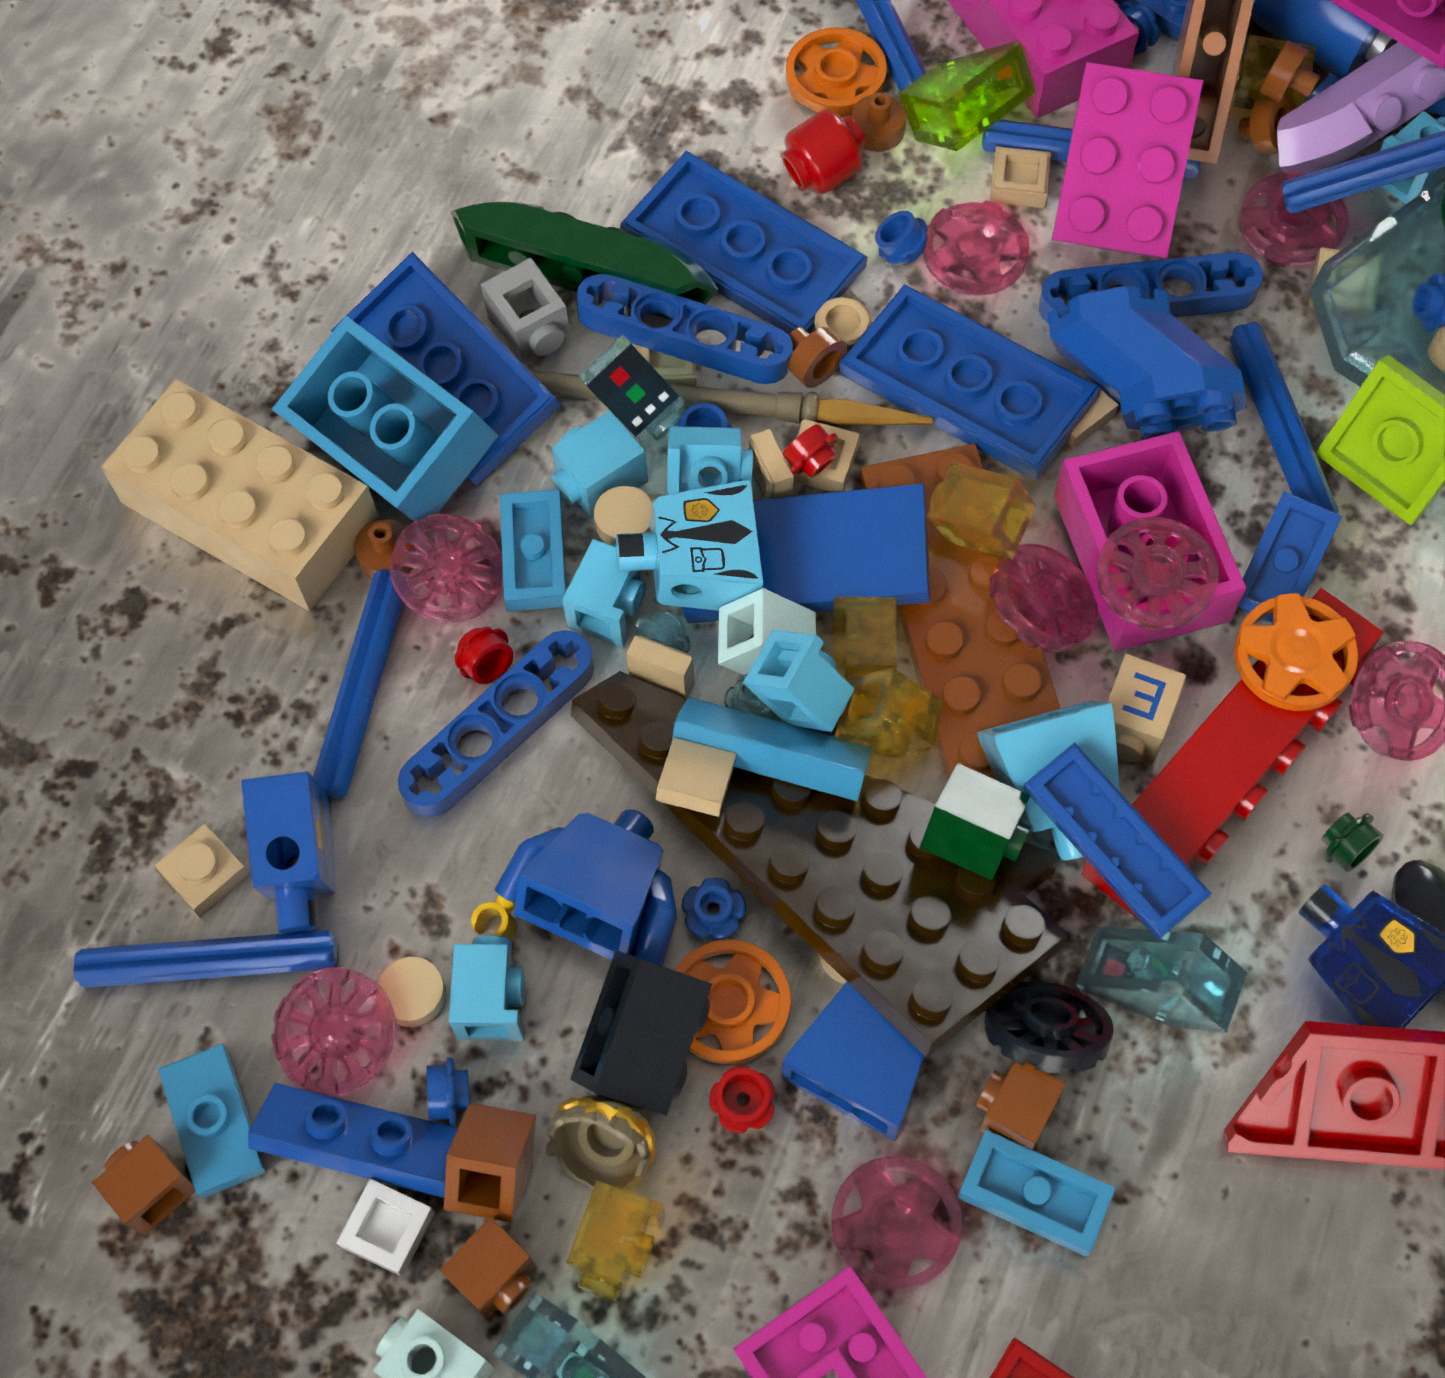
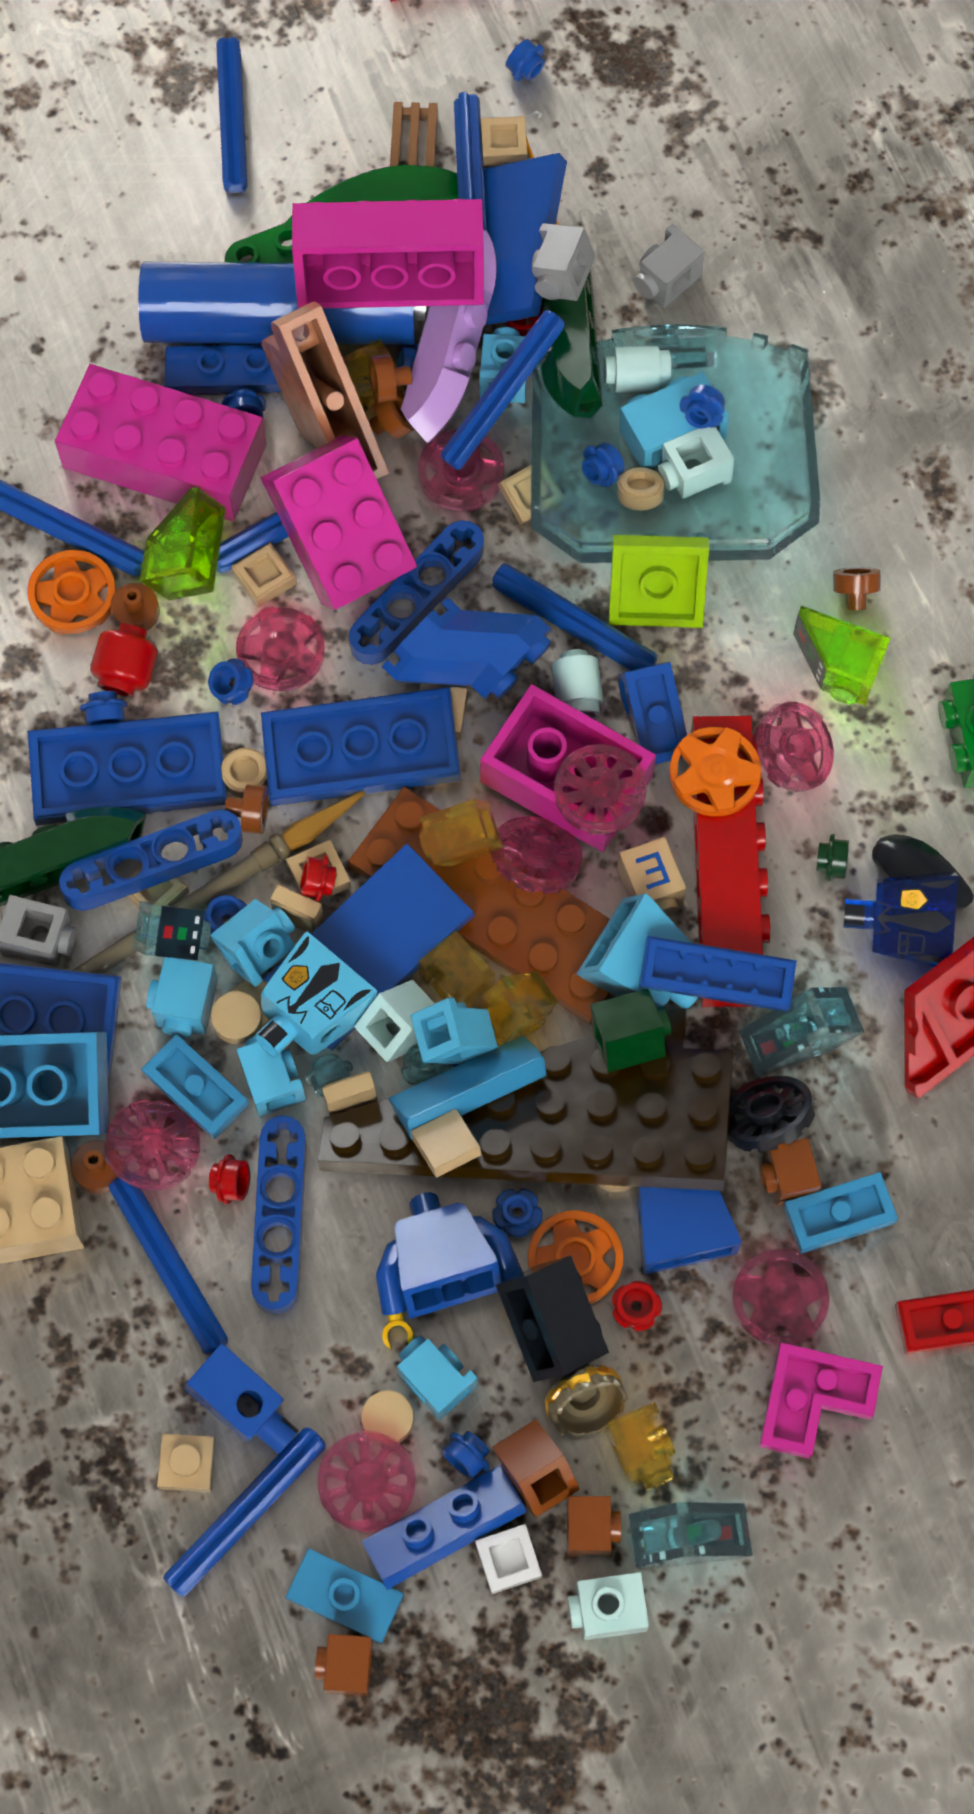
camera: 45 degrees left, 5 degrees up
(768, 177) = (103, 708): none -> blue plate
(1234, 477) = (578, 681): none -> light aqua brick

